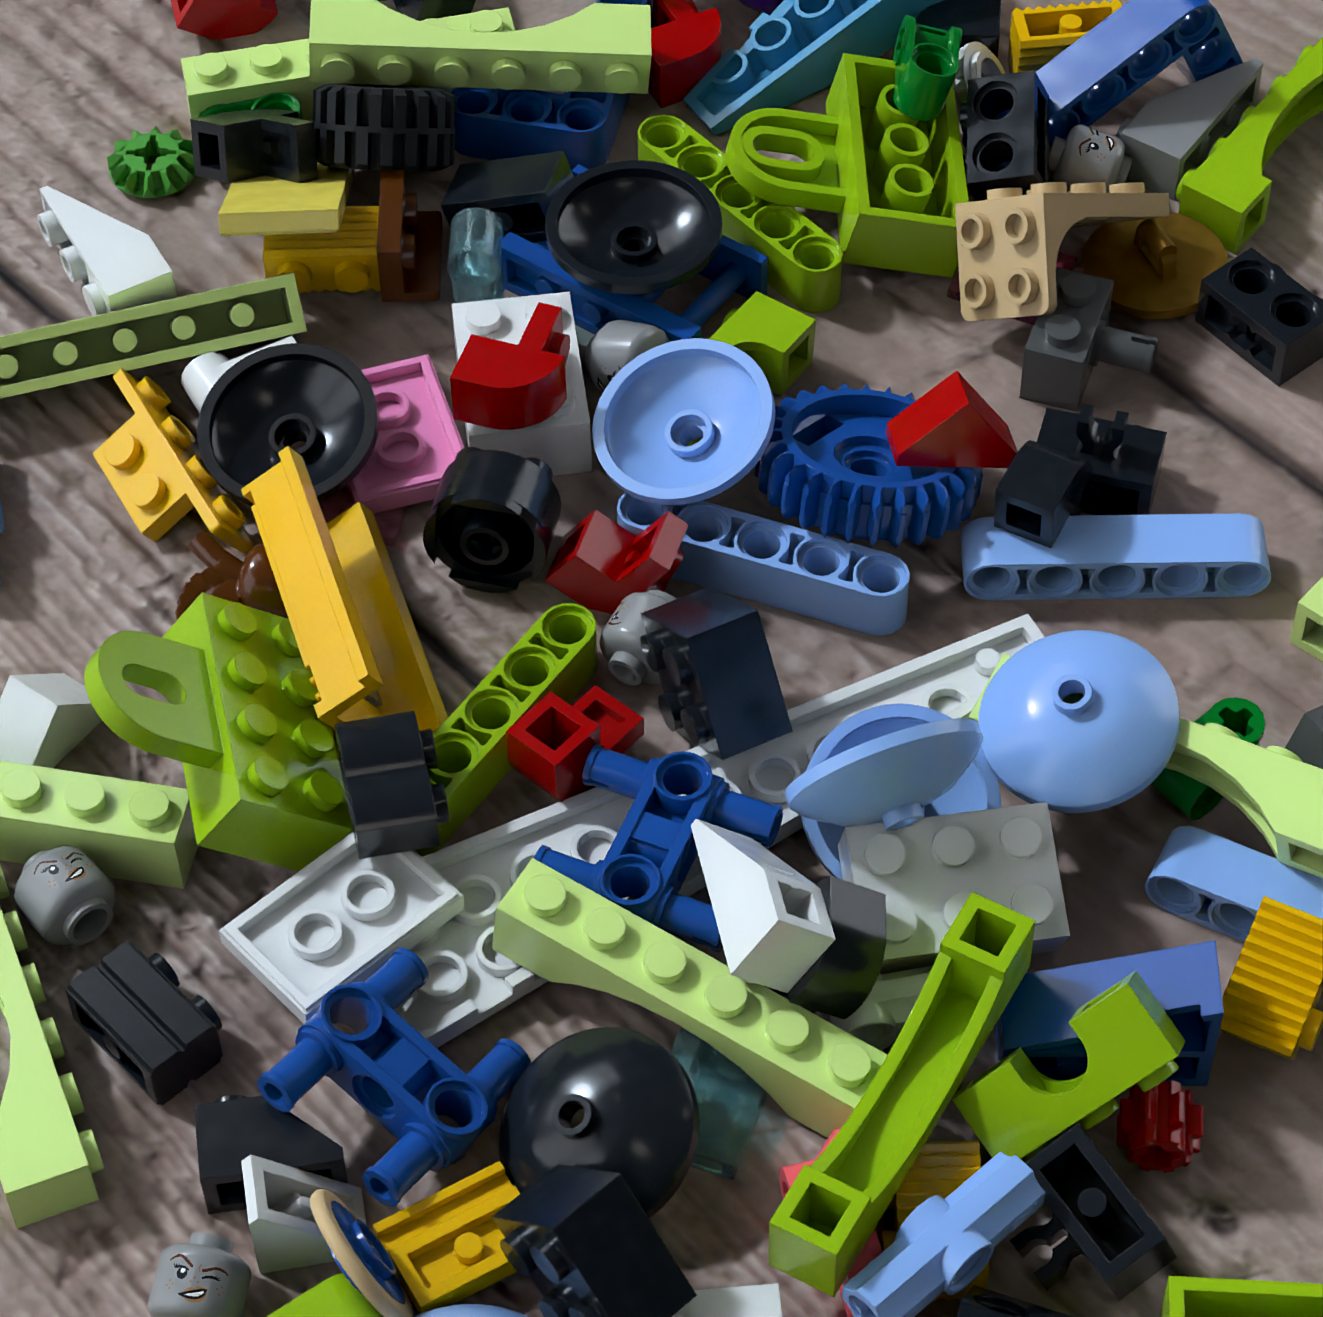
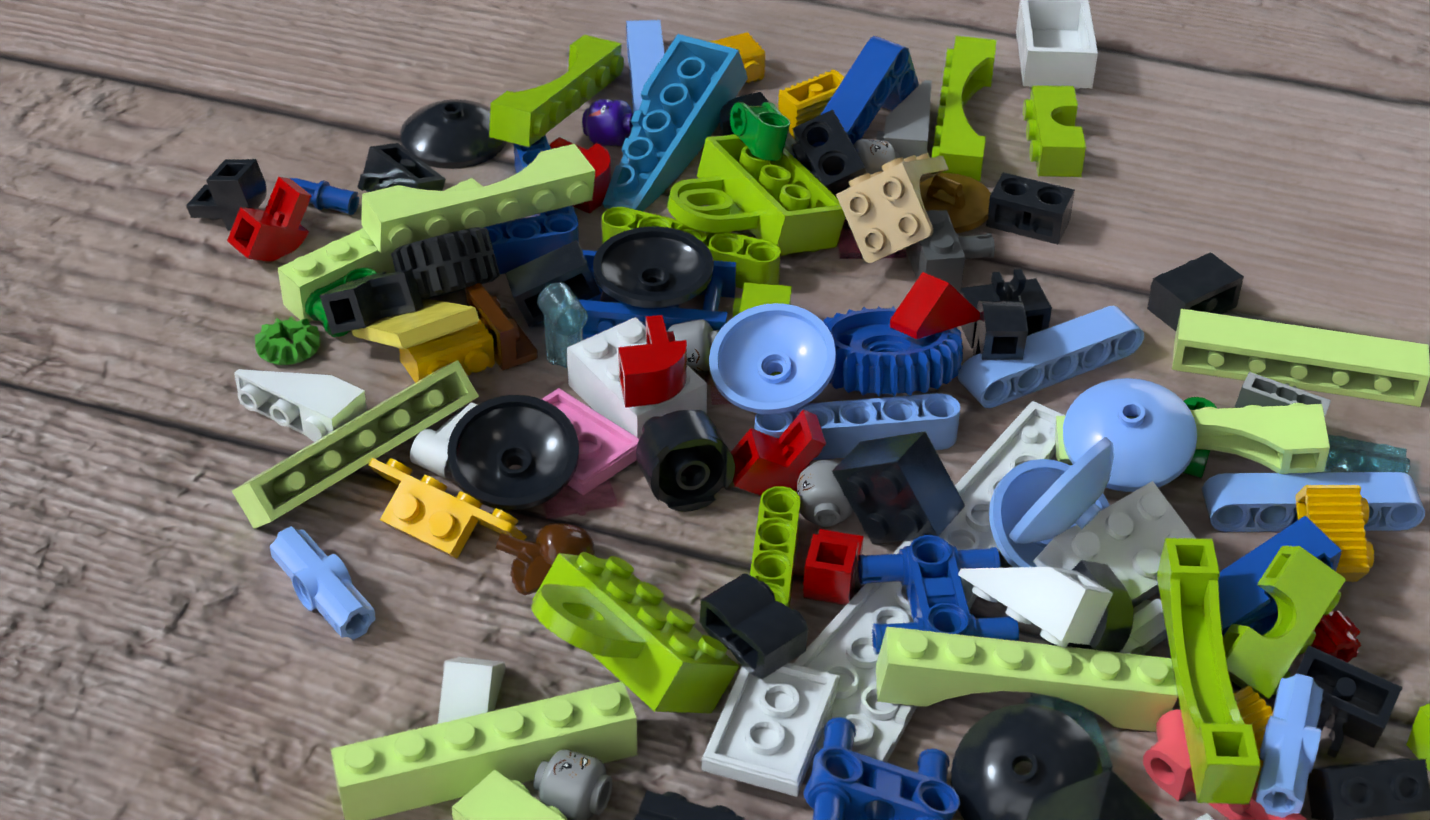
camera: 30 degrees left, 10 degrees down
(342, 602) = (627, 532): yellow piece -> none

